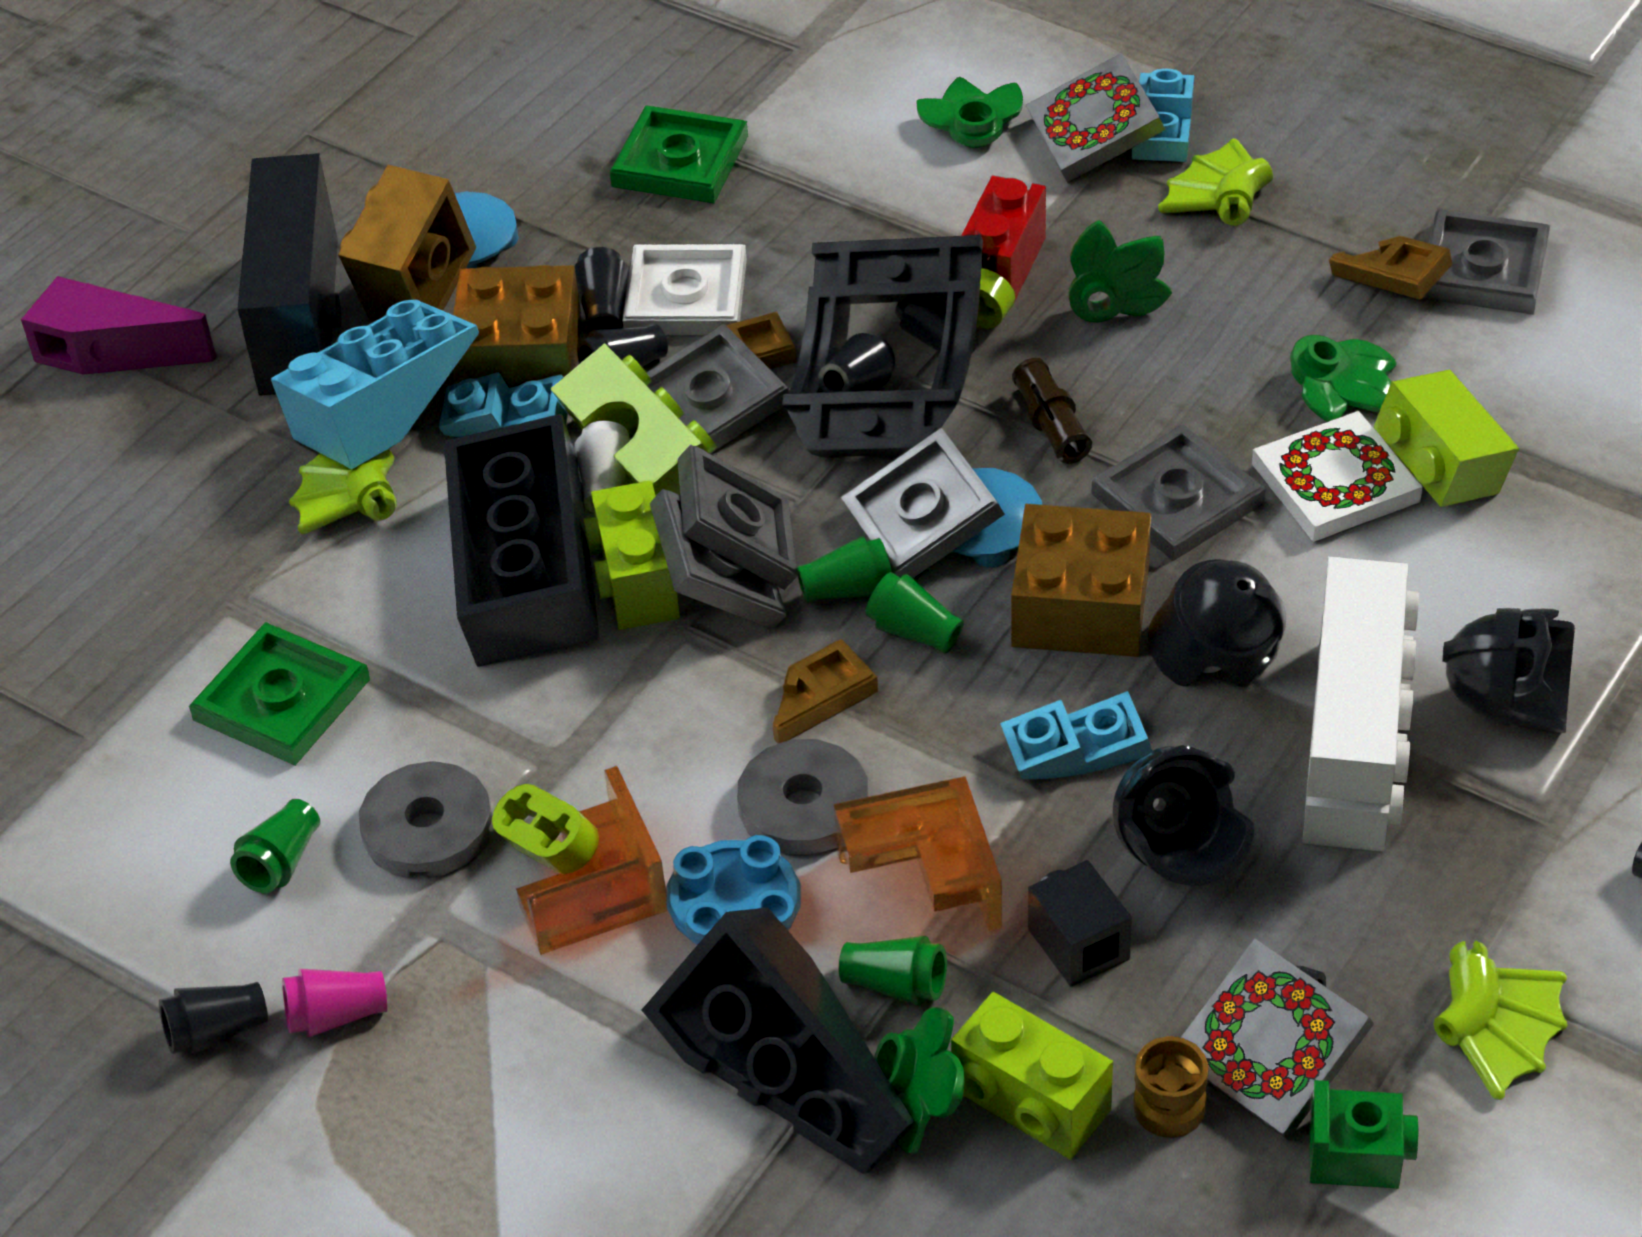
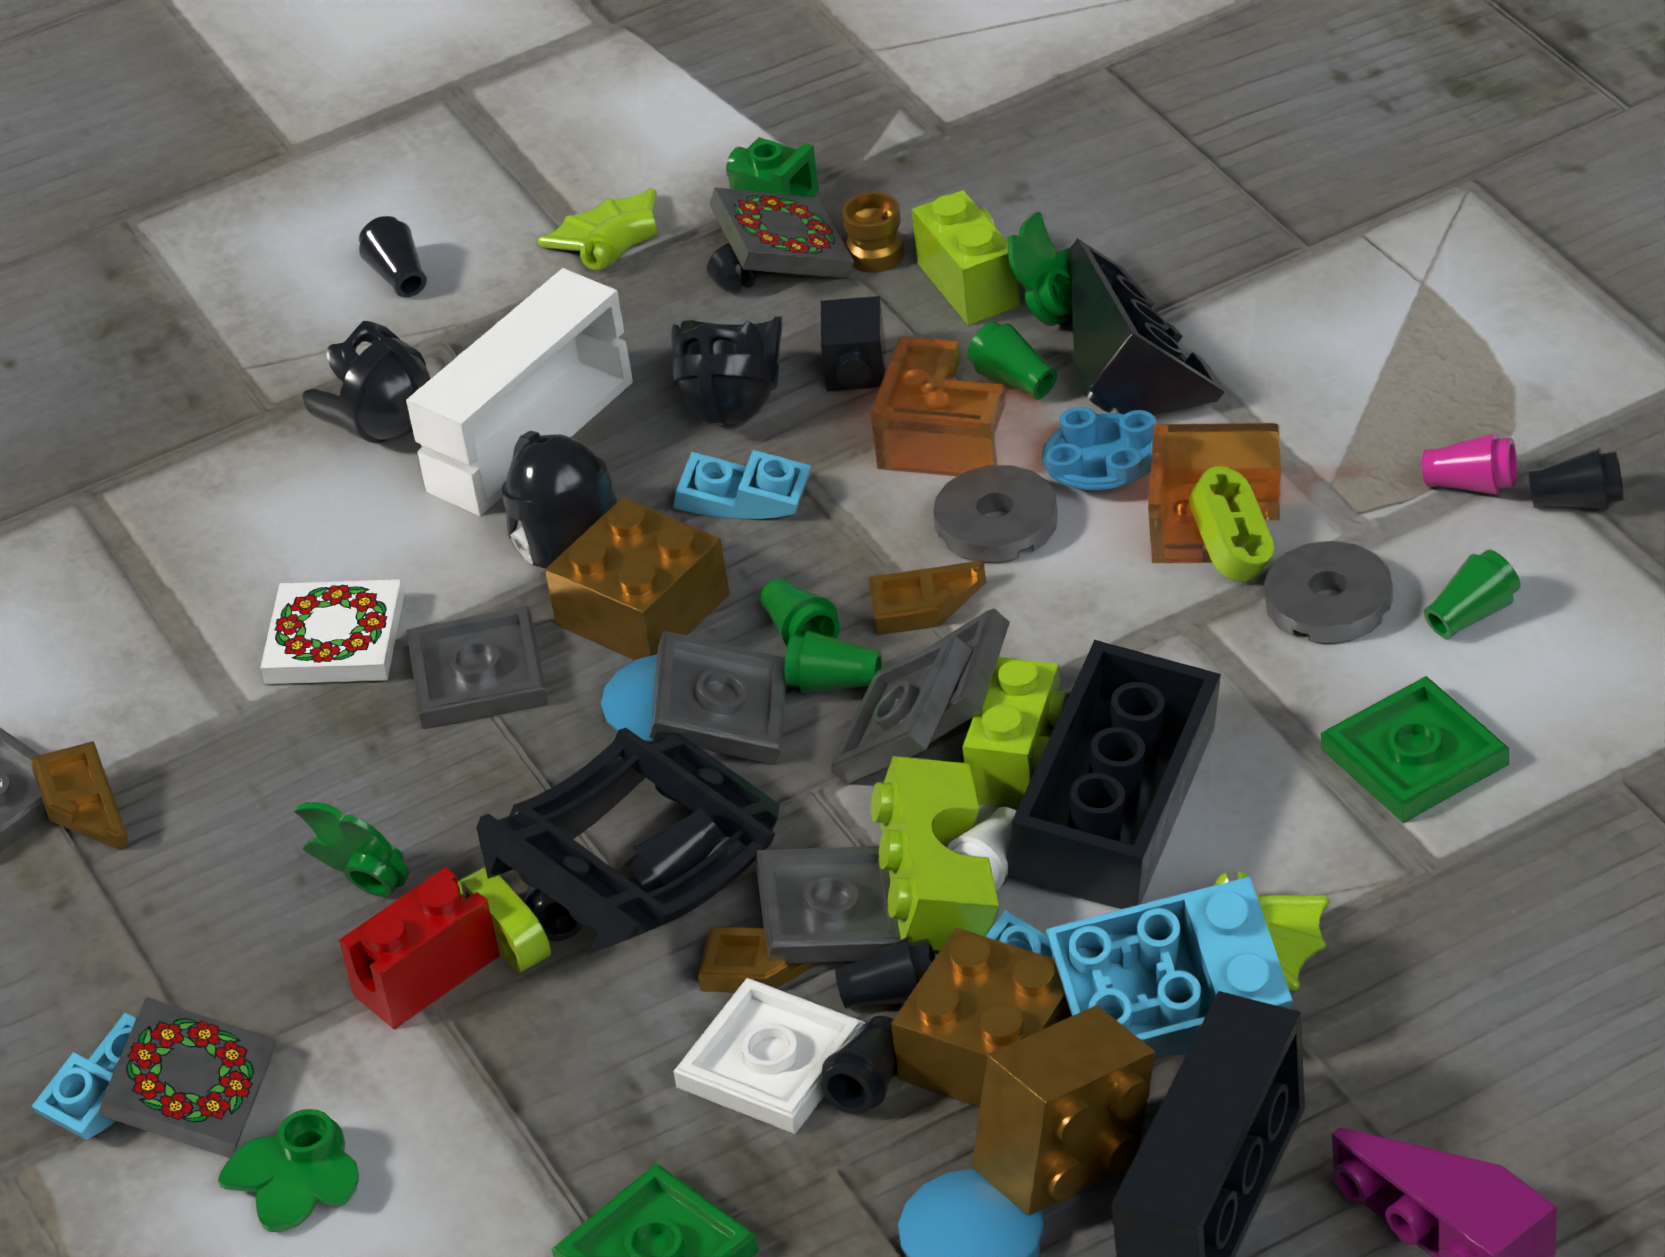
camera: 150 degrees left, 5 degrees down
(1052, 410) = (523, 766): dark brown pin -> none
(1219, 182) = (132, 966): lime arm -> none
(1341, 374) = (235, 716): green plate -> none
(1445, 437) = (226, 594): lime brick -> none

